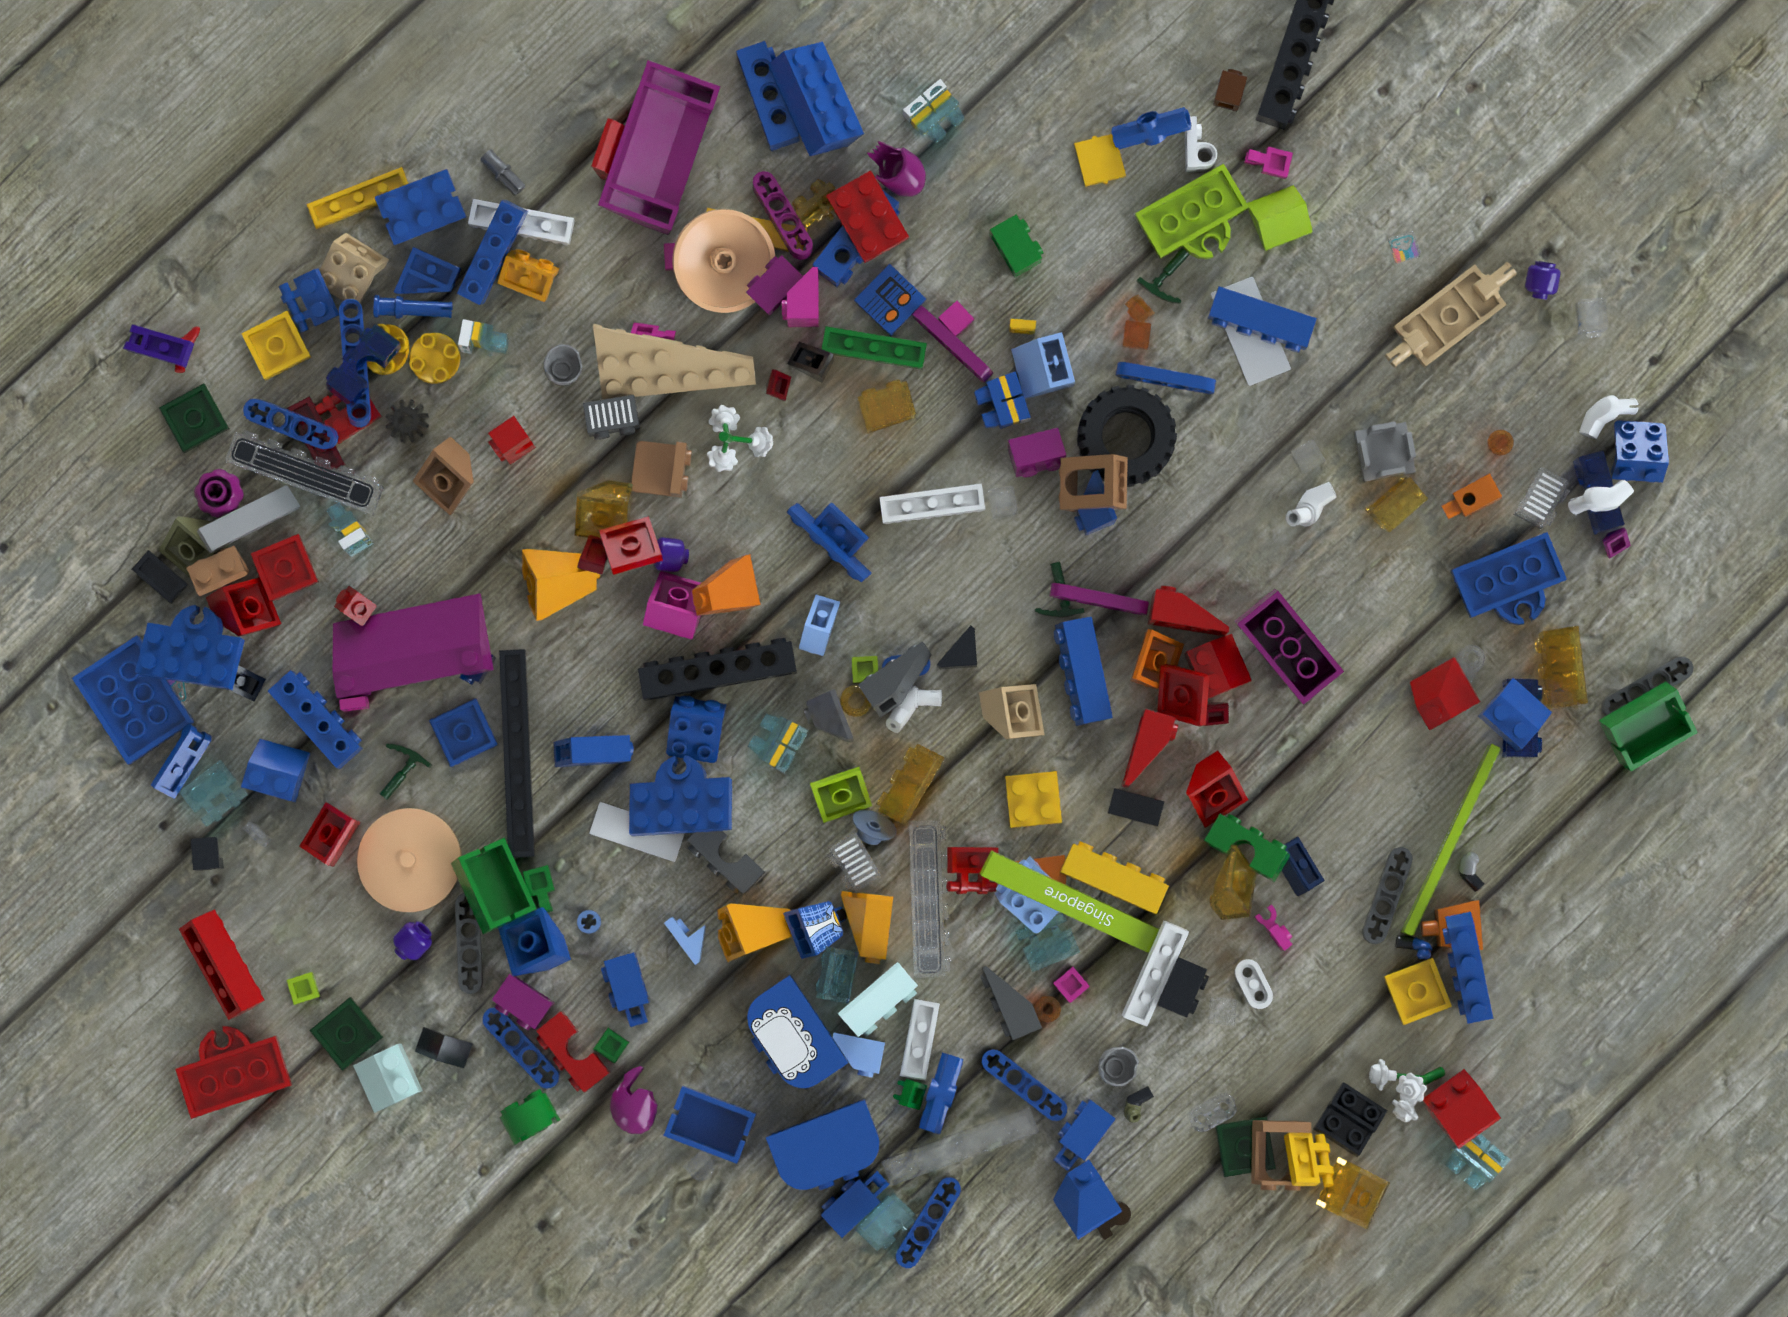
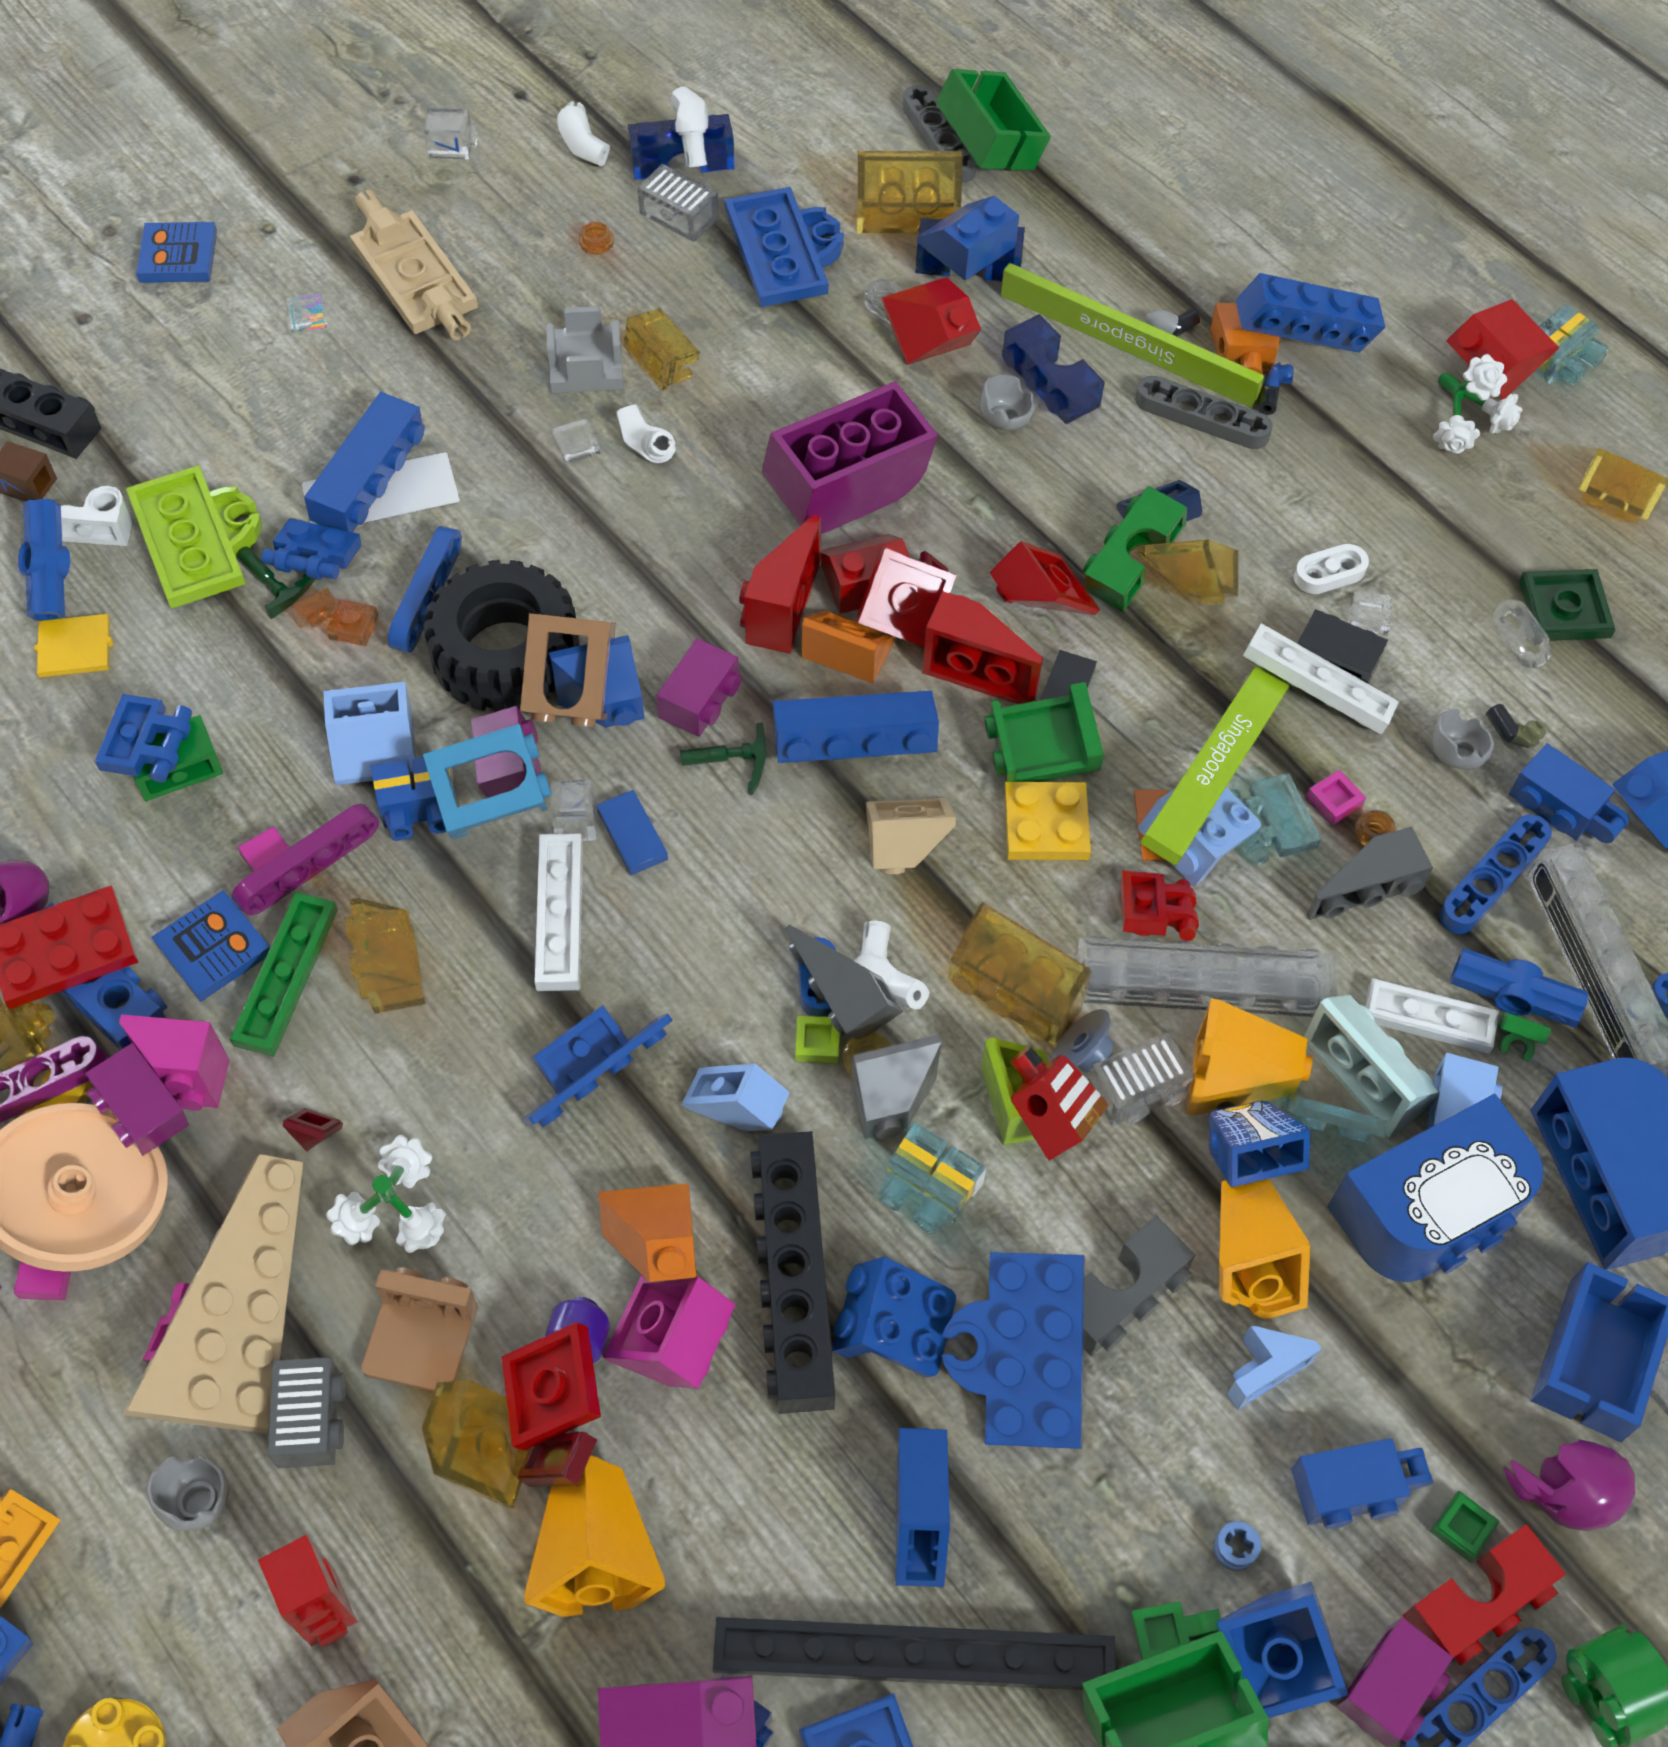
camera: 85 degrees left, 25 degrees down
(482, 336) = (94, 1640): clear light blue hips -> none
(613, 825) = (1062, 1476): white sticker -> none
(811, 361) = (285, 1065): black slope -> none
(825, 810) = (1055, 1101): none -> red torso
(962, 653) = (804, 889): black slope -> none
(996, 539) = (632, 832): none -> blue tile
(1018, 222) = (132, 734): none -> blue plate
(1022, 326) = (302, 760): yellow tile -> none
(1026, 460) = (523, 798): none -> dark azure panel
(1089, 792) = (1045, 737): none -> green panel
(1099, 599) = (745, 698): magenta beam -> none
(1102, 568) = (698, 687): none -> magenta brick
(1113, 878) = (1175, 717): yellow brick -> none
(1196, 297) = (312, 549): none -> blue plate
(1258, 1171) = (1544, 546): medium nougat panel -> none
(1273, 162) = (139, 435): dark pink plate -> none
(1279, 934) = (1260, 532): dark pink plate -> none
(1280, 217) = (224, 436): lime slope -> none
(1303, 1162) = (1588, 517): yellow plate -> none
(1350, 1119) = (1518, 481): black slope -> none
(1371, 754) = (1005, 403): none -> light grey hair
(1391, 798) = (1066, 389): none -> clear blue arch
(1417, 991) = (1337, 389): yellow plate -> none
(1451, 142) = (177, 252): none -> blue tile
(1484, 492) = (667, 269): orange torso -> none
(1542, 279) = (388, 173): dark purple head -> none
(1616, 542) = (746, 143): magenta slope -> none
(1640, 451) = (635, 99): blue bracket -> none

